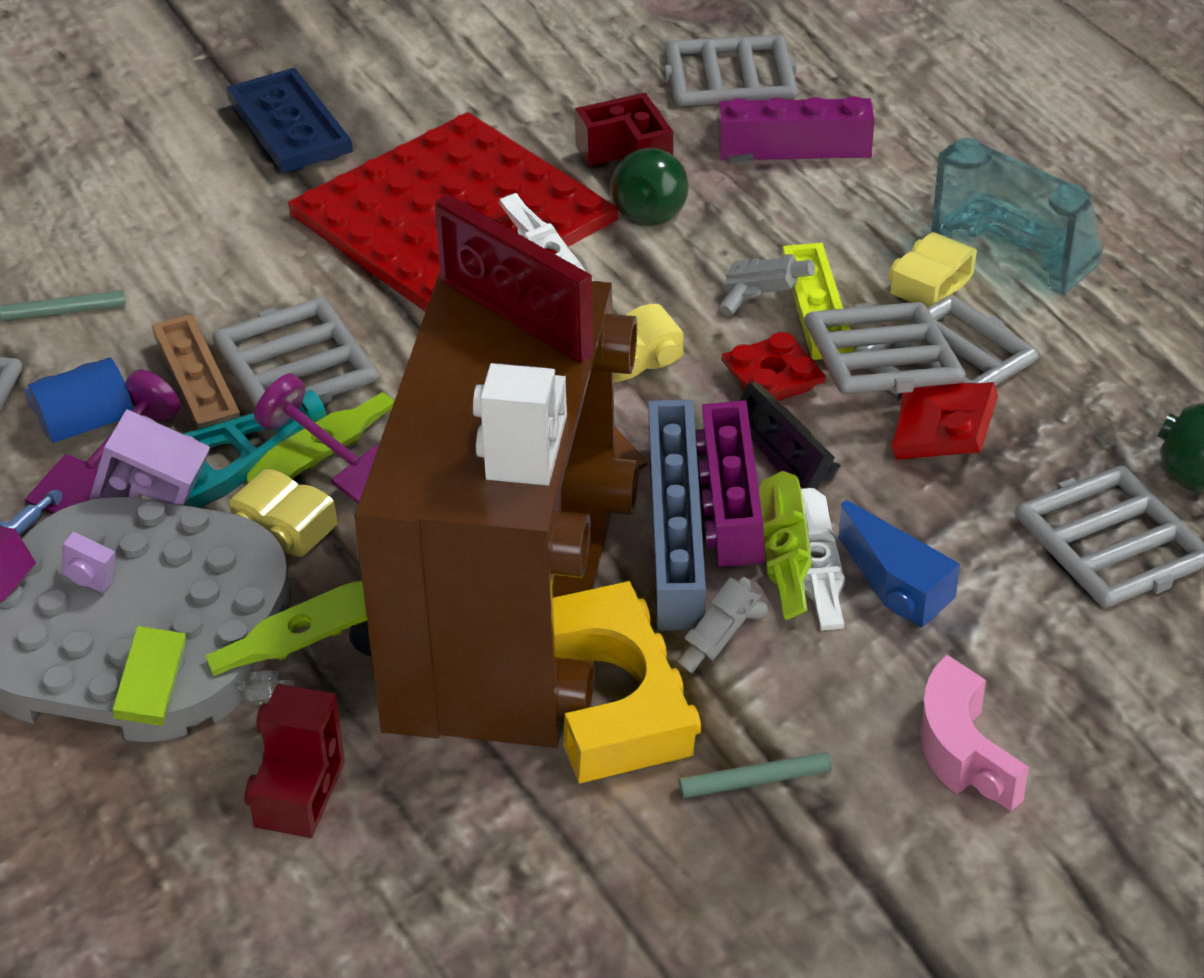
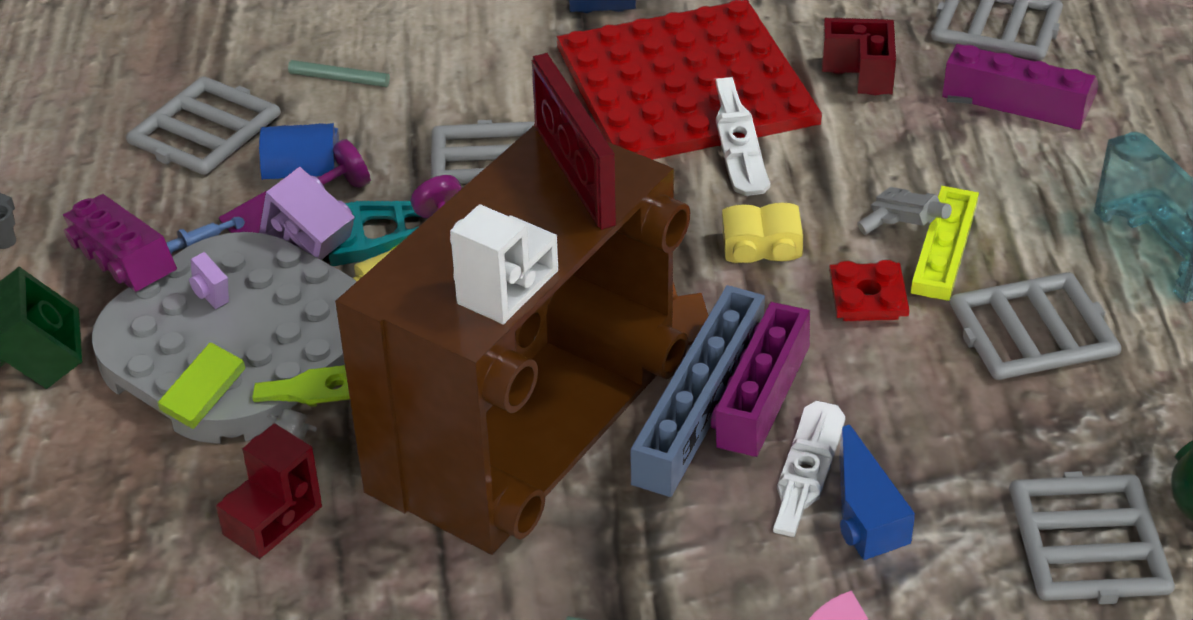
camera: 25 degrees right, 0 degrees up
(195, 371) = (399, 154): medium nougat plate -> none
(649, 186) = (856, 102): dark green brick -> none
(649, 724) = (571, 559): yellow arch -> none
(729, 610) = (688, 490): light grey piece -> none
(786, 521) = (786, 443): lime piece -> none
(787, 439) = (838, 355): black plate -> none
(901, 381) = (960, 334): light grey bar -> none
(932, 269) = (1067, 245): light yellow brick -> none
(944, 420) = (990, 379): red plate -> none

